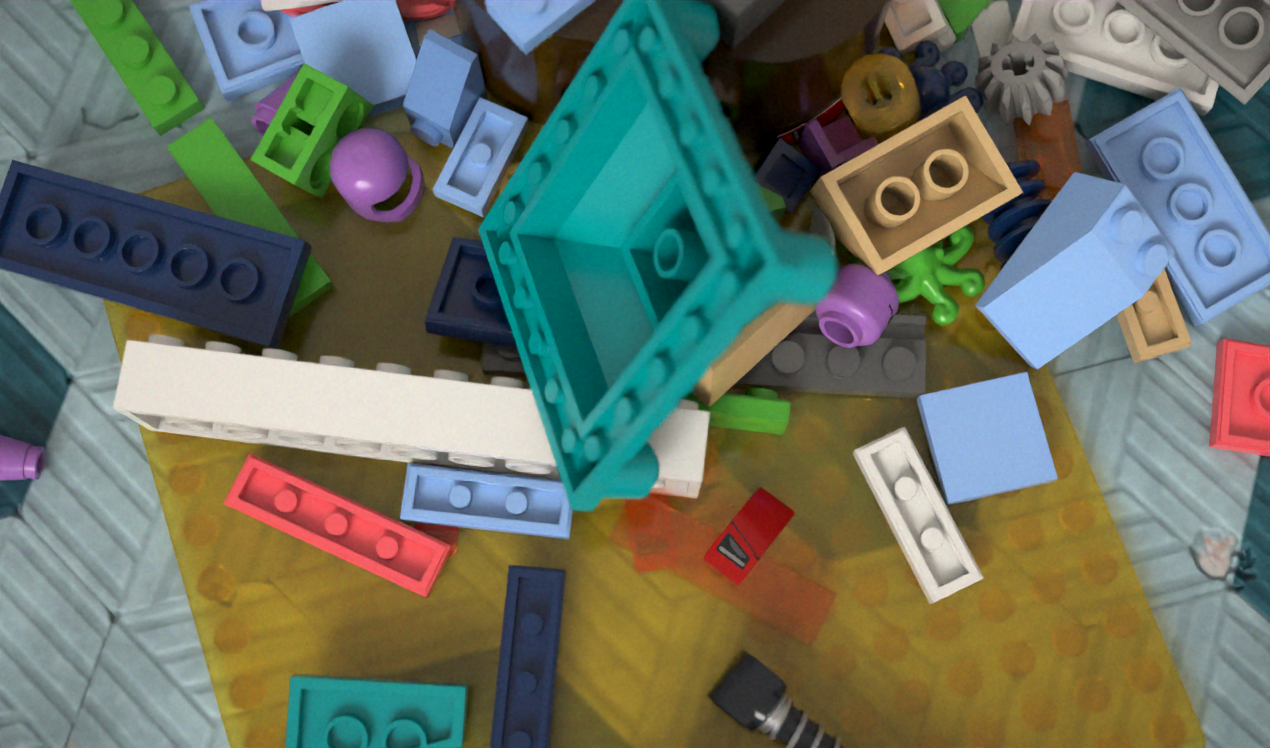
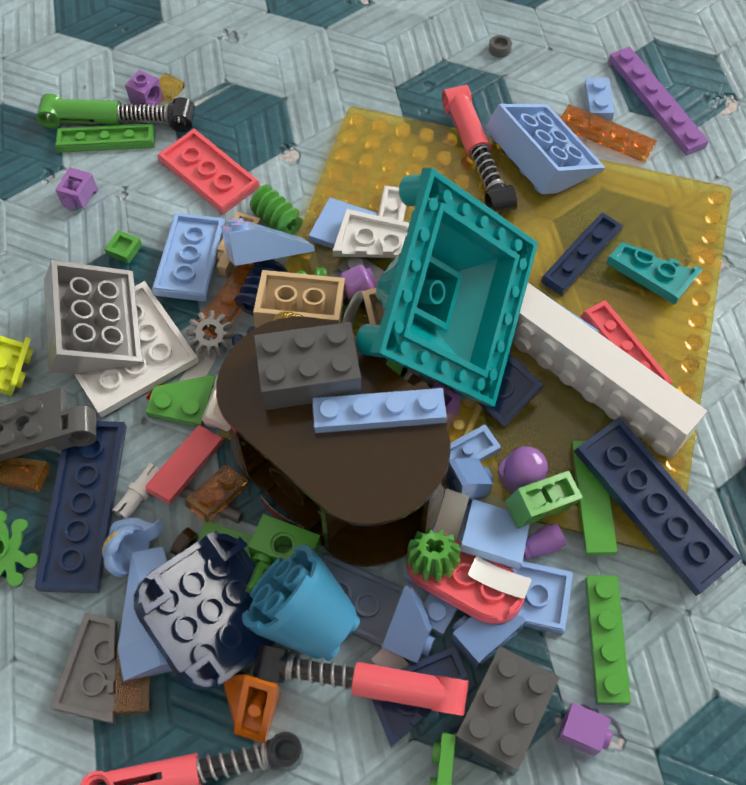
camera: 145 degrees left, 15 degrees down
(896, 438) = (369, 236): none -> white wing
(1128, 385) = (275, 210): none -> bright green piece

